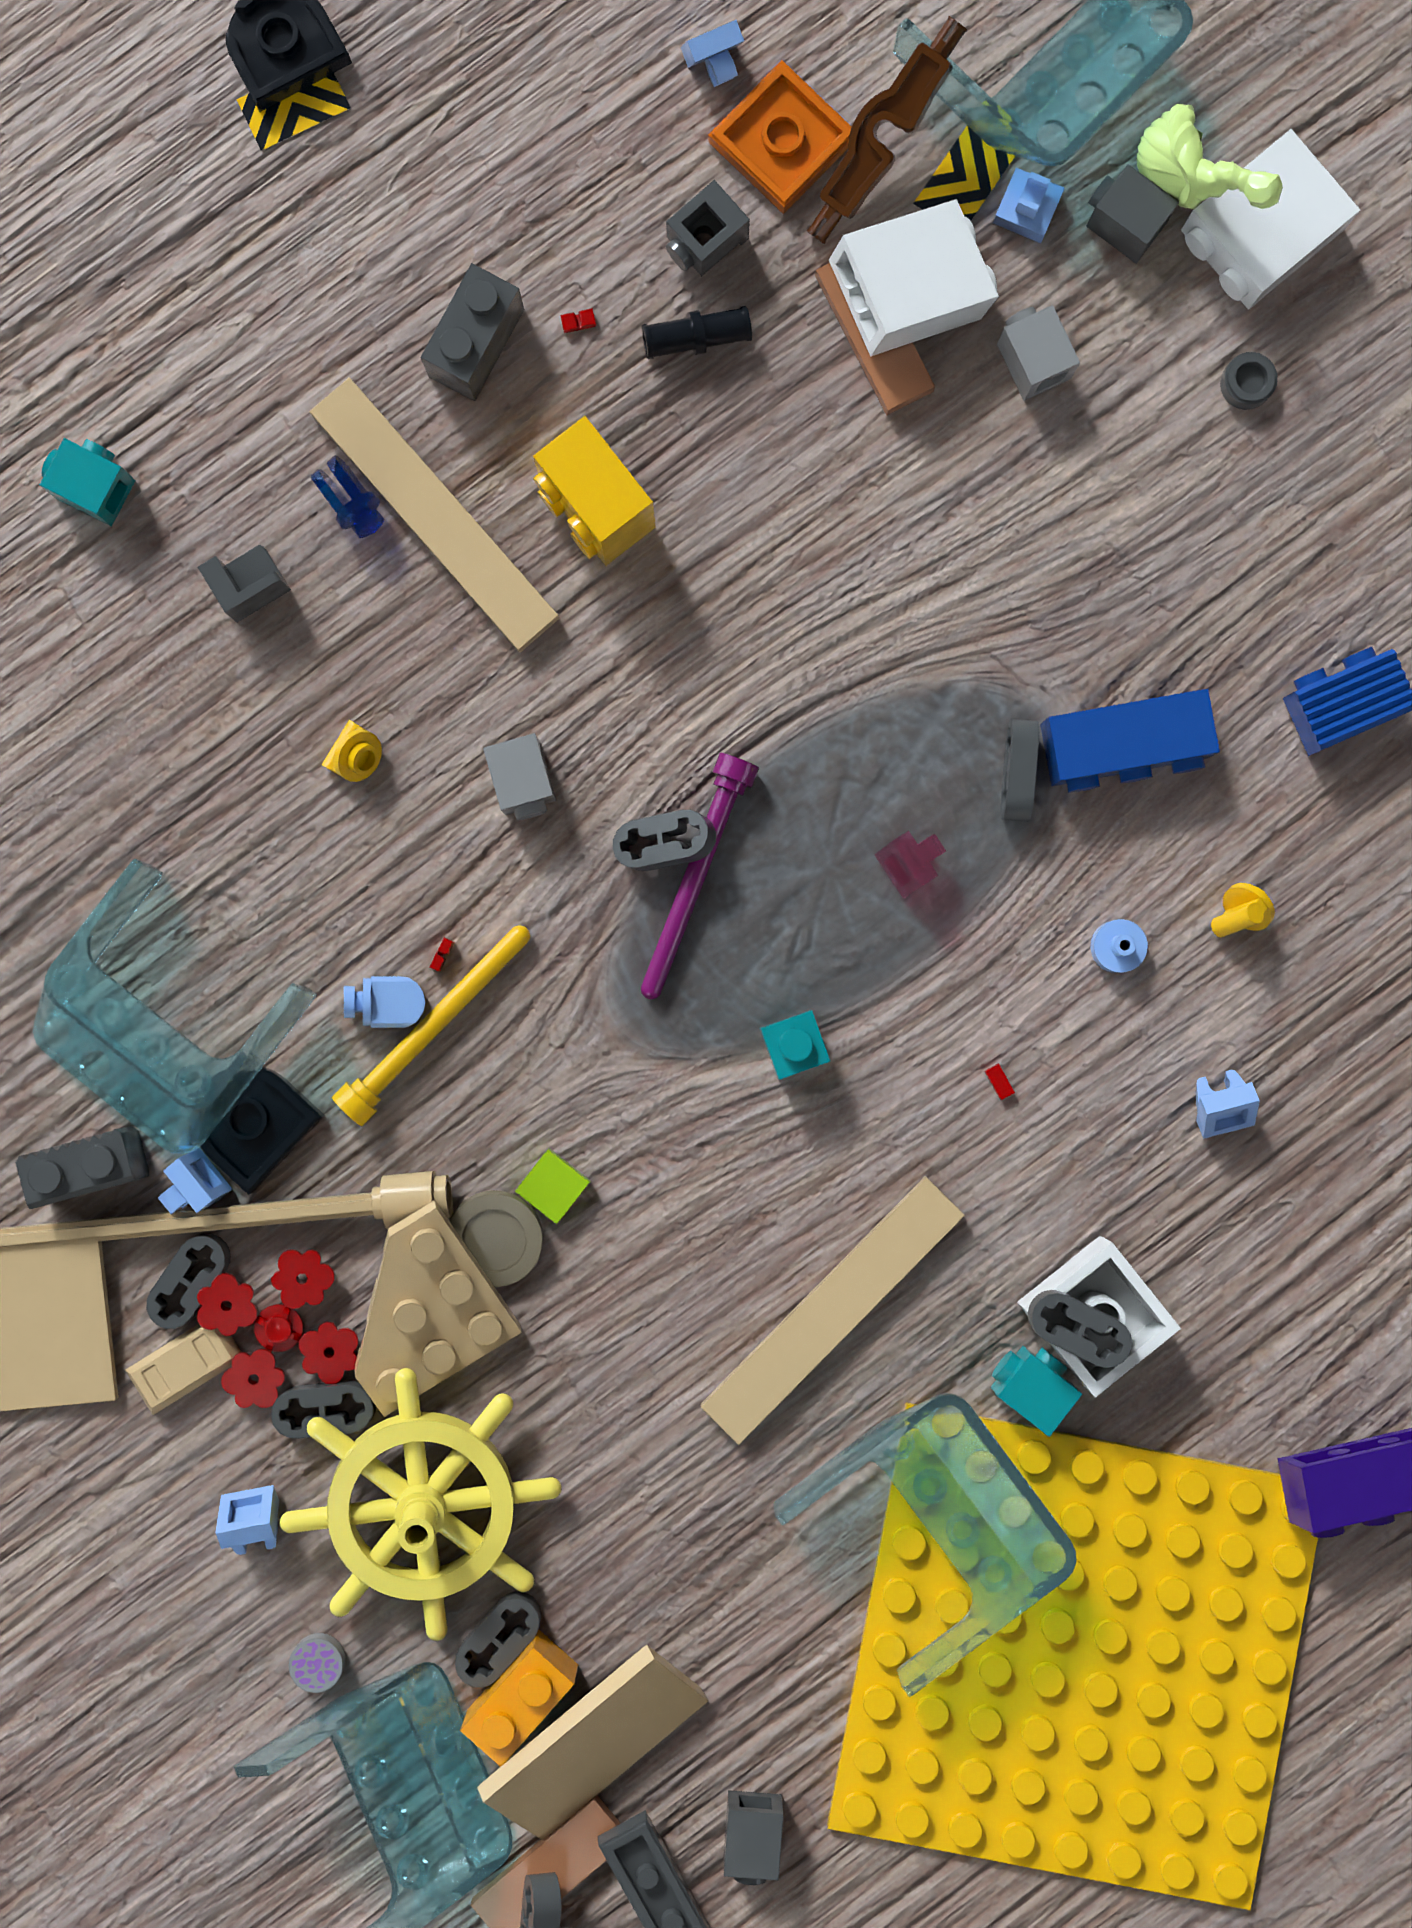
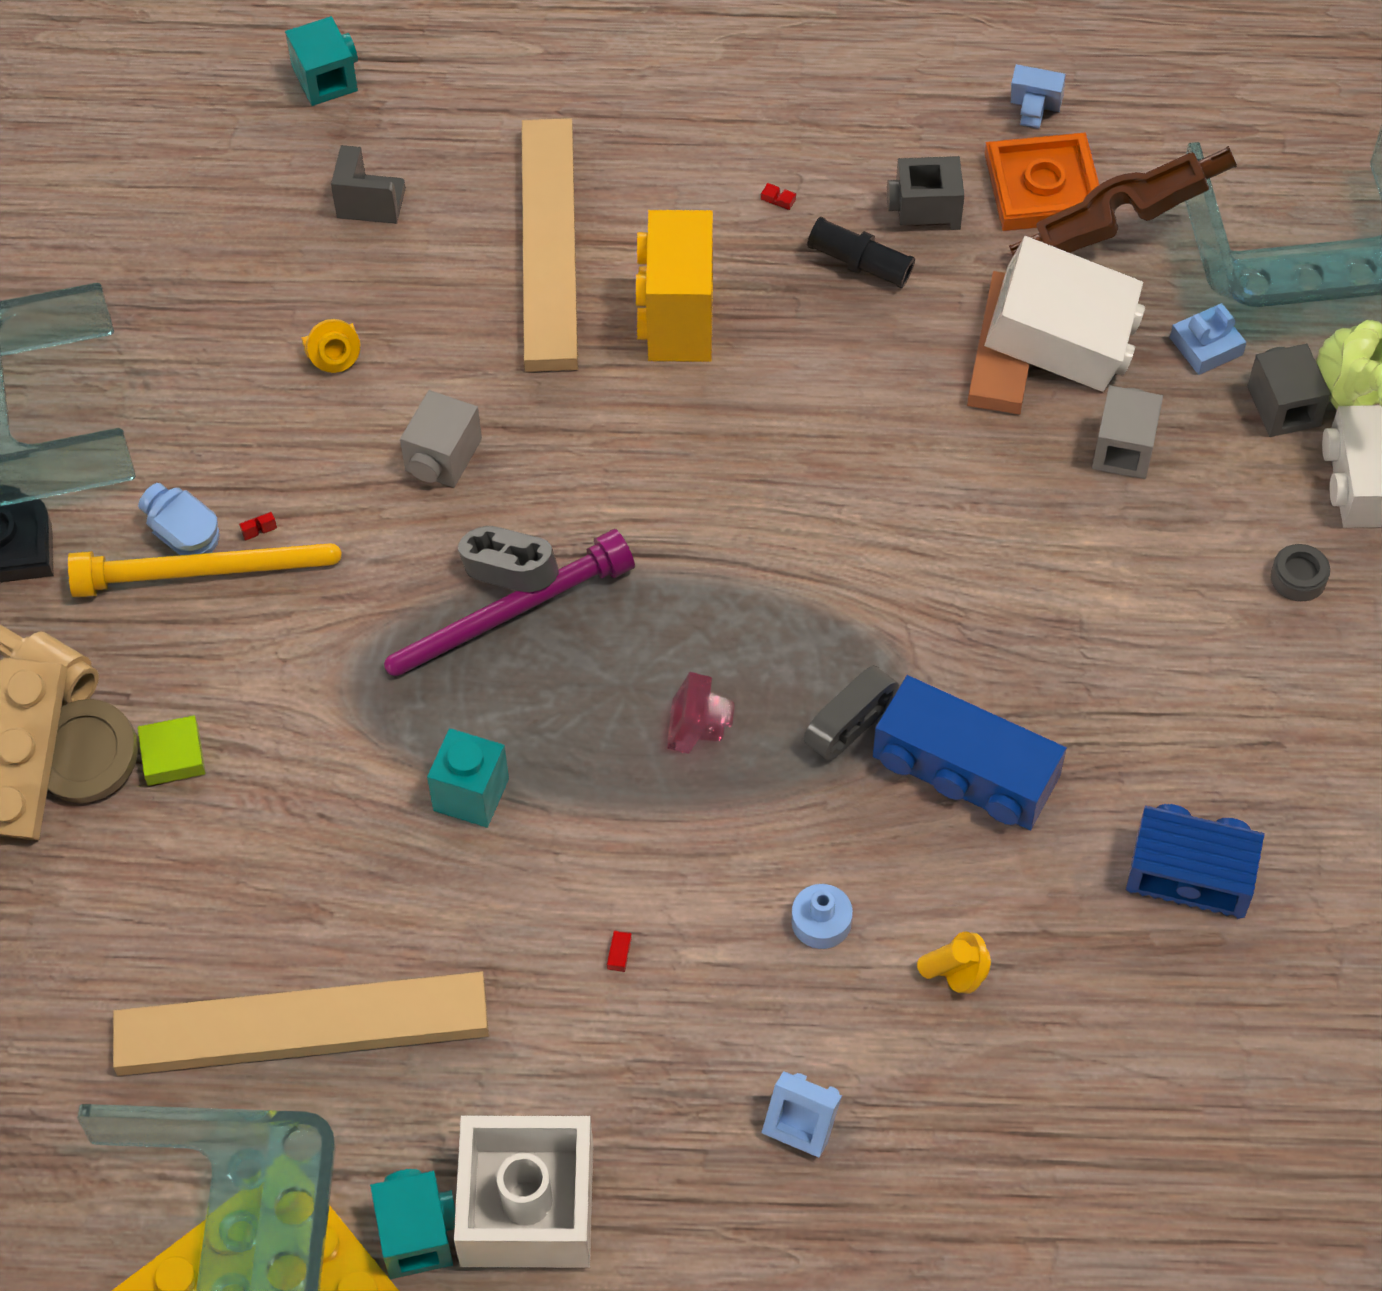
camera: 40 degrees right, 30 degrees down
(357, 513) = (495, 186): clear blue arm -> none
(473, 332) = (688, 144): dark grey brick -> none
(965, 175) = (1176, 295): sticker -> none
(1073, 1340) = (505, 1152): dark grey beam -> none

